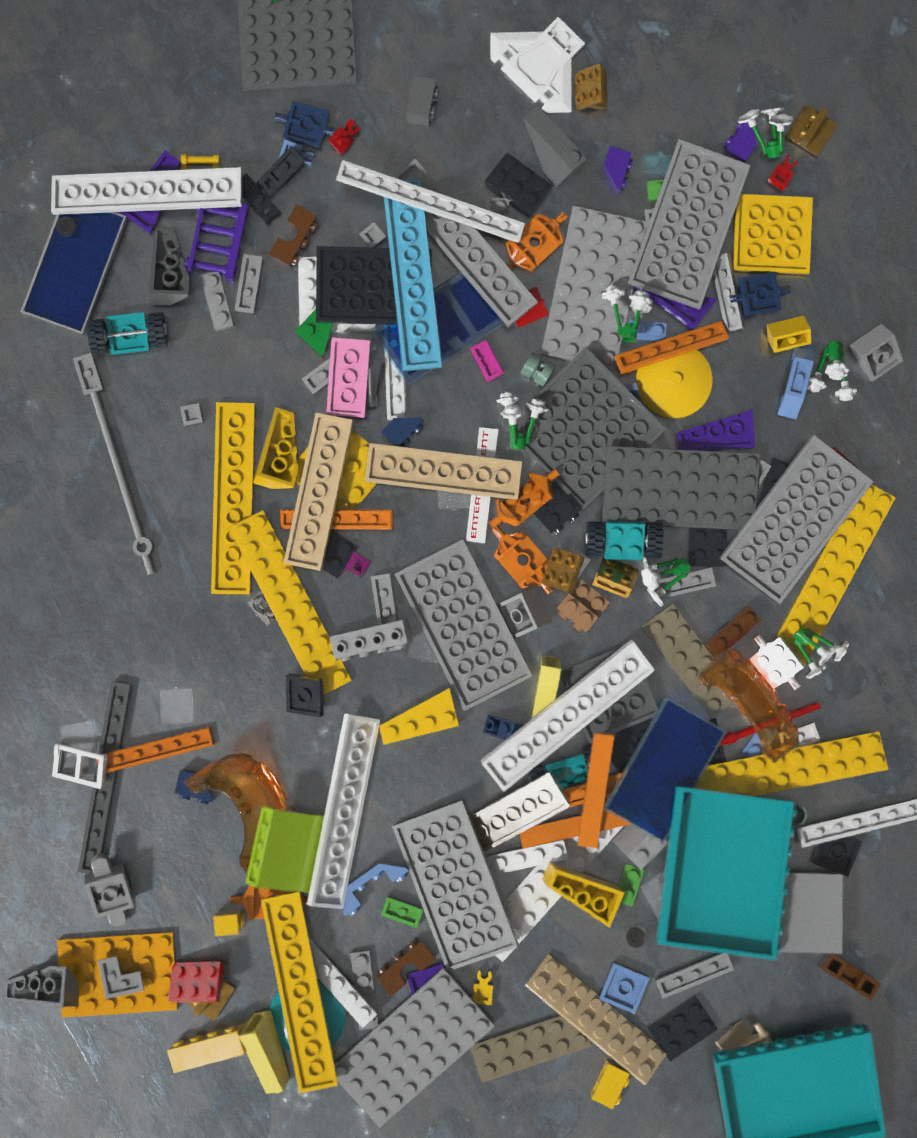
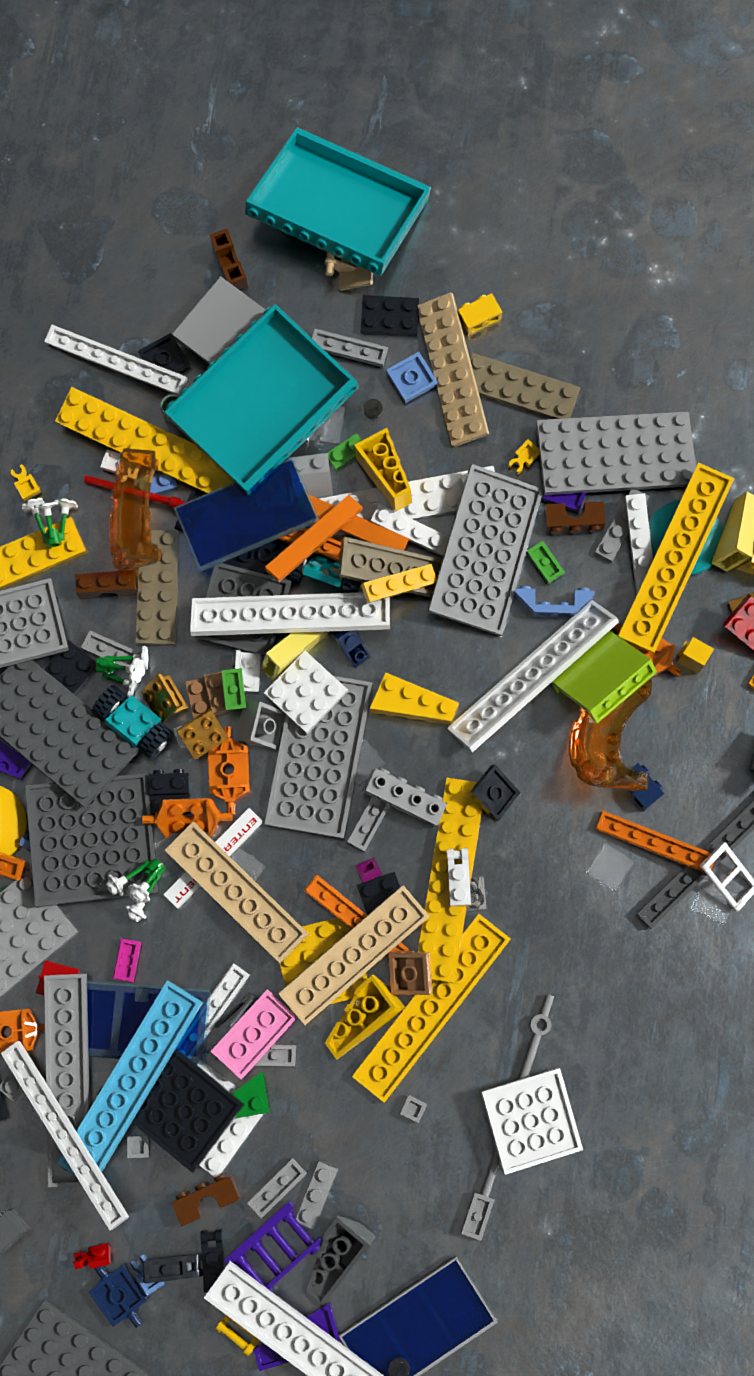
camera: 140 degrees left, 10 degrees down
(97, 470) = (531, 1121): none -> white plate
(127, 333) = (416, 1225): plate -> none
(266, 509) = (409, 973): none -> medium nougat plate
(282, 608) = (459, 878): none -> white plate
(400, 430) = (244, 956): dark blue slope -> none
(500, 803) = (399, 583): none -> yellow plate
(509, 664) = (306, 692): none -> white plate
(531, 366) = (95, 924): sand green wheel -> none
(565, 623) = (234, 689): none -> bright green plate
(568, 646) = (251, 669): none -> white bracket
(777, 662) = (90, 534): white plate -> none
(861, 663) = (26, 485): none -> yellow plate

